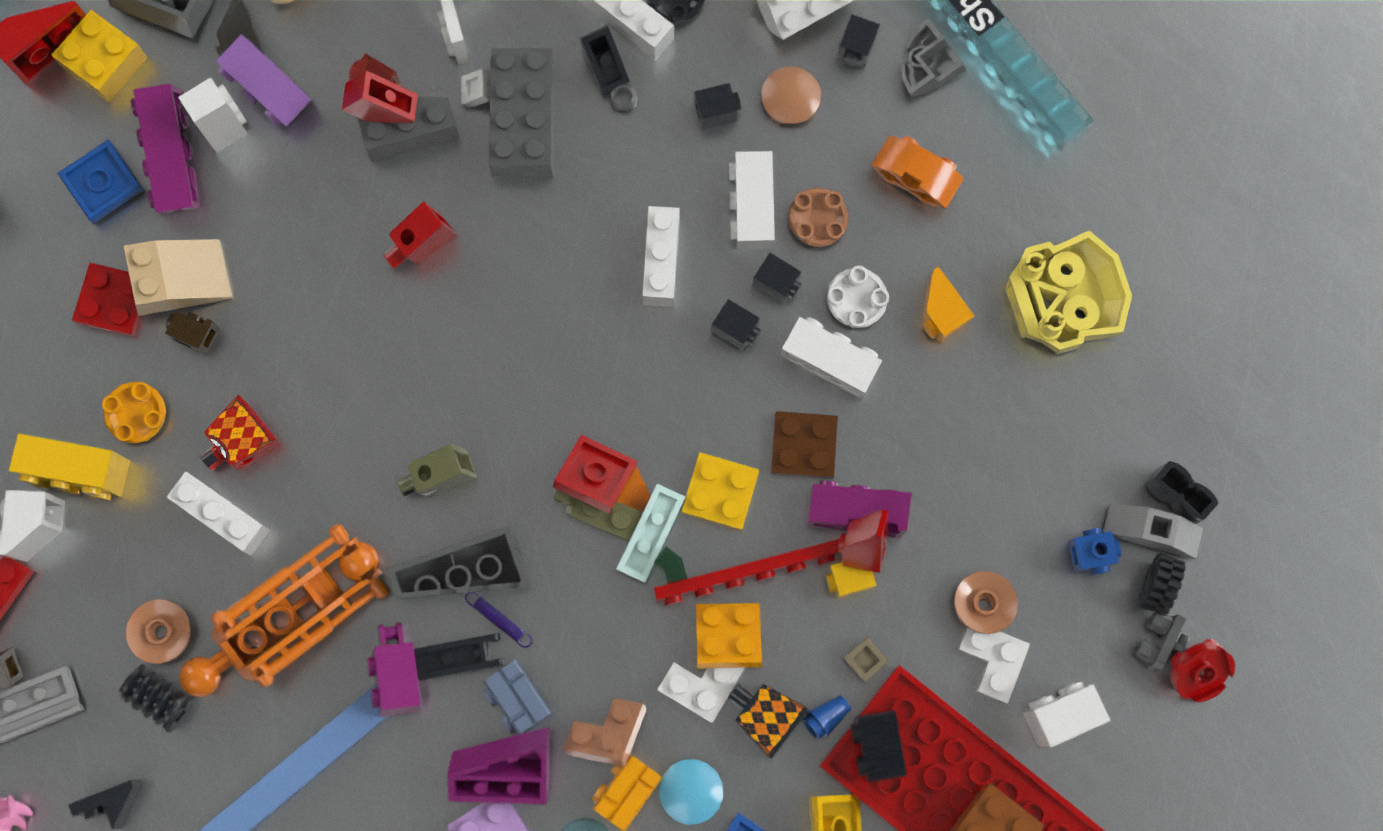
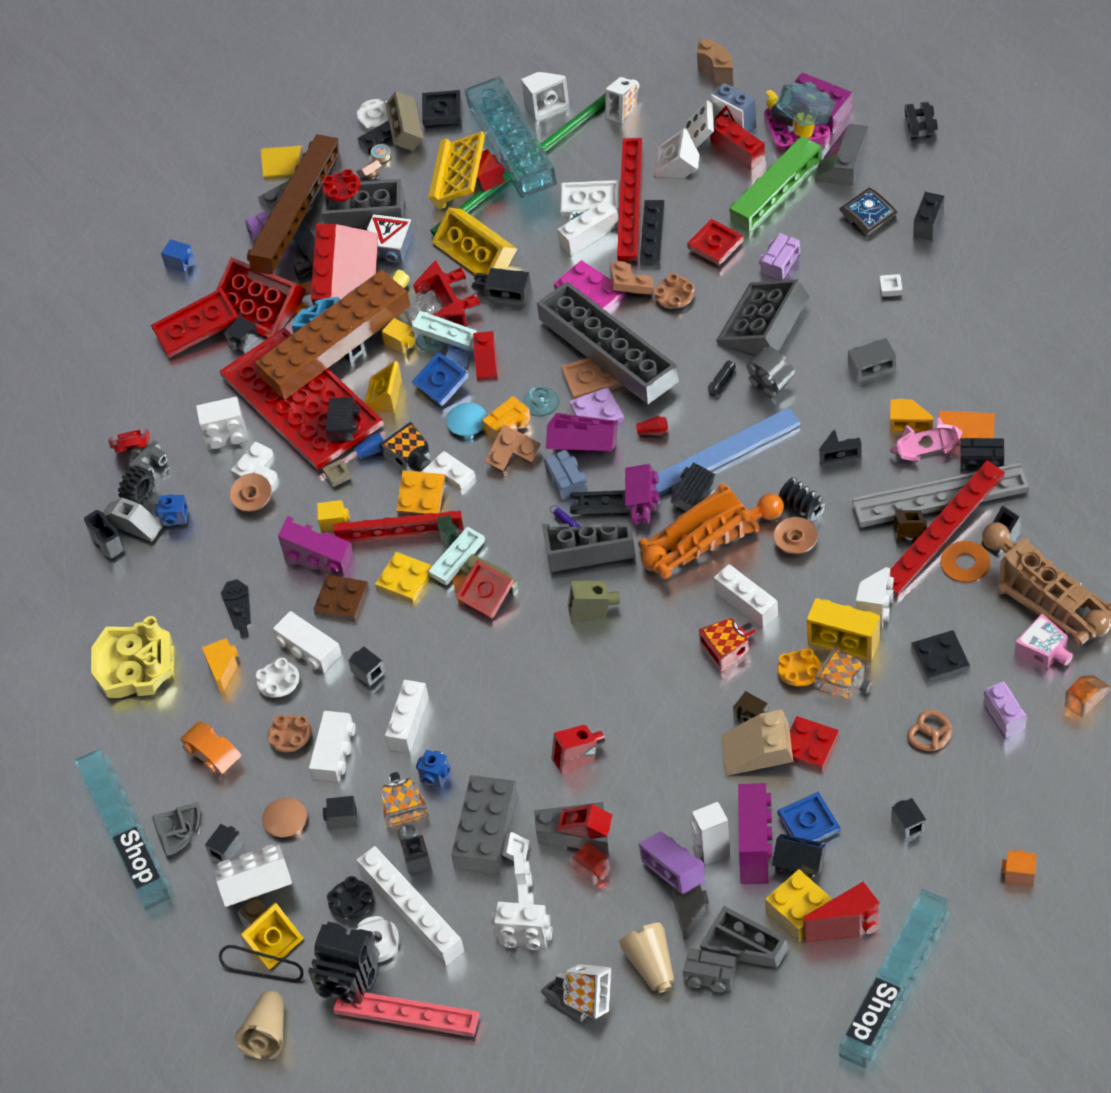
camera: 160 degrees left, 25 degrees down
(72, 403) = (842, 675): none -> clear torso
(102, 122) = (799, 853): none -> black brick
(319, 693) = (693, 486): none -> black brick
(396, 811) = (655, 426): none -> red cone
(609, 192) = (433, 768): none -> blue brick
(639, 133) = (402, 801): none -> clear torso
(777, 279) = (330, 694): black brick -> none
(865, 542) = (316, 515): red slope -> none
(950, 422) = (240, 598): none -> black piece

